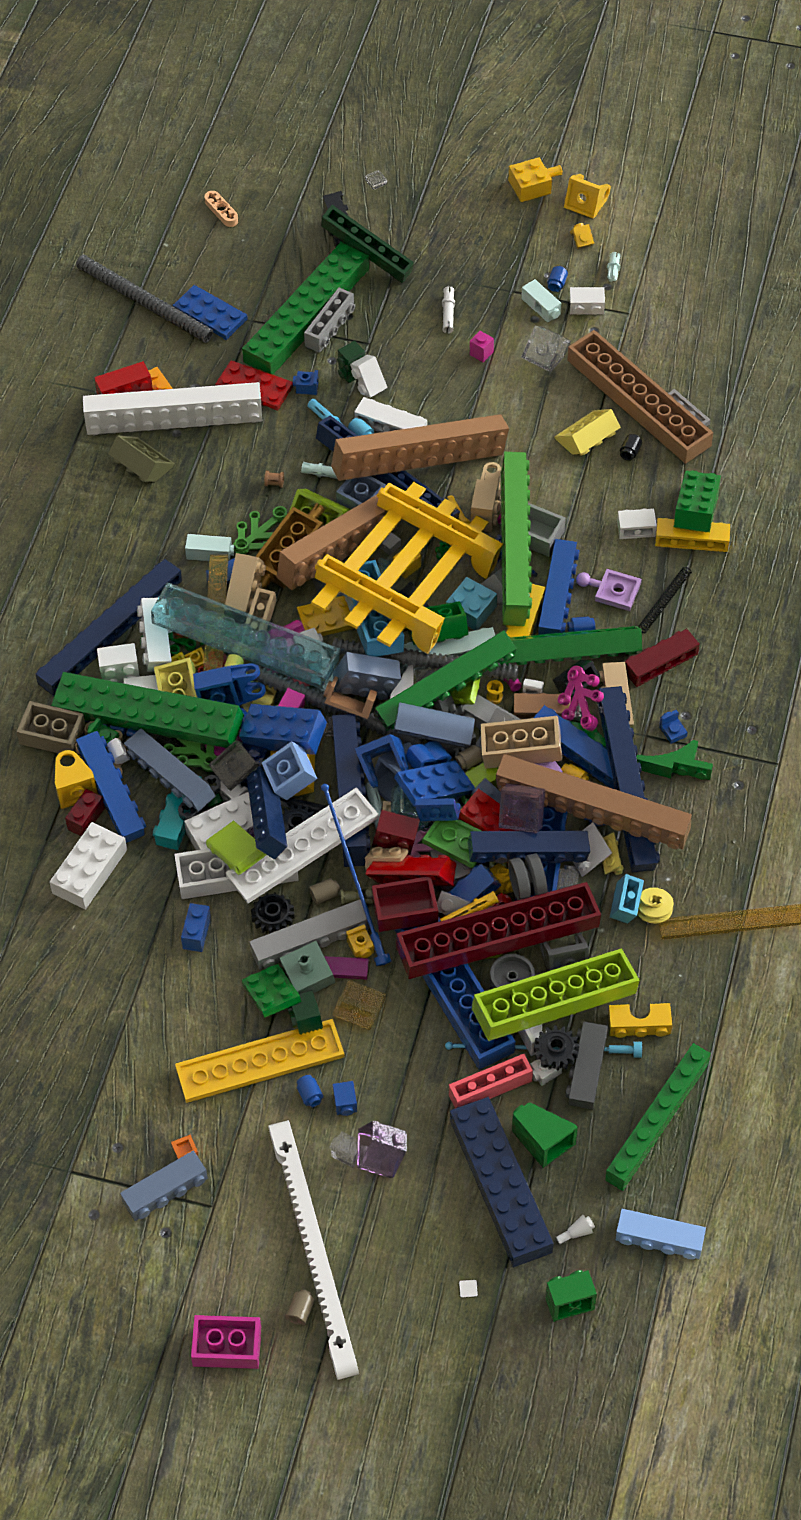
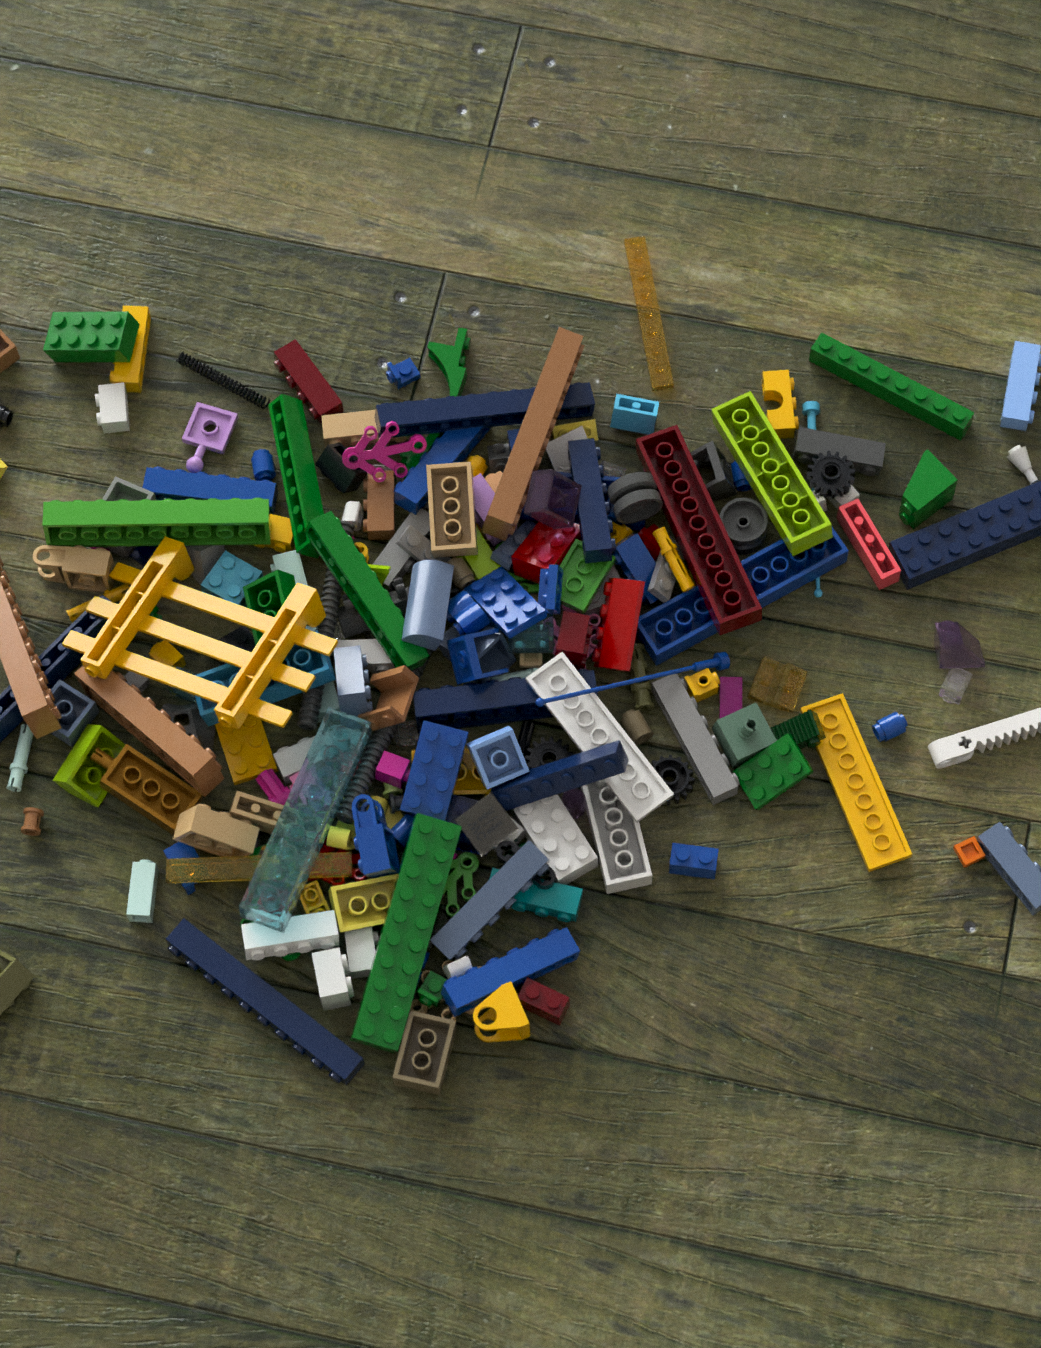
camera: 90 degrees left, 10 degrees up
(88, 865) = (616, 989): white brick -> none
(235, 847) = (606, 809): lime piece -> none
(260, 533) = (116, 837): bright green plant -> none
(345, 1098) = (895, 690): blue brick -> none
(389, 855) = (599, 656): tan bracket -> none
(405, 904) = (672, 624): dark red piece -> none
(655, 905) = (640, 384): light yellow piece -> none

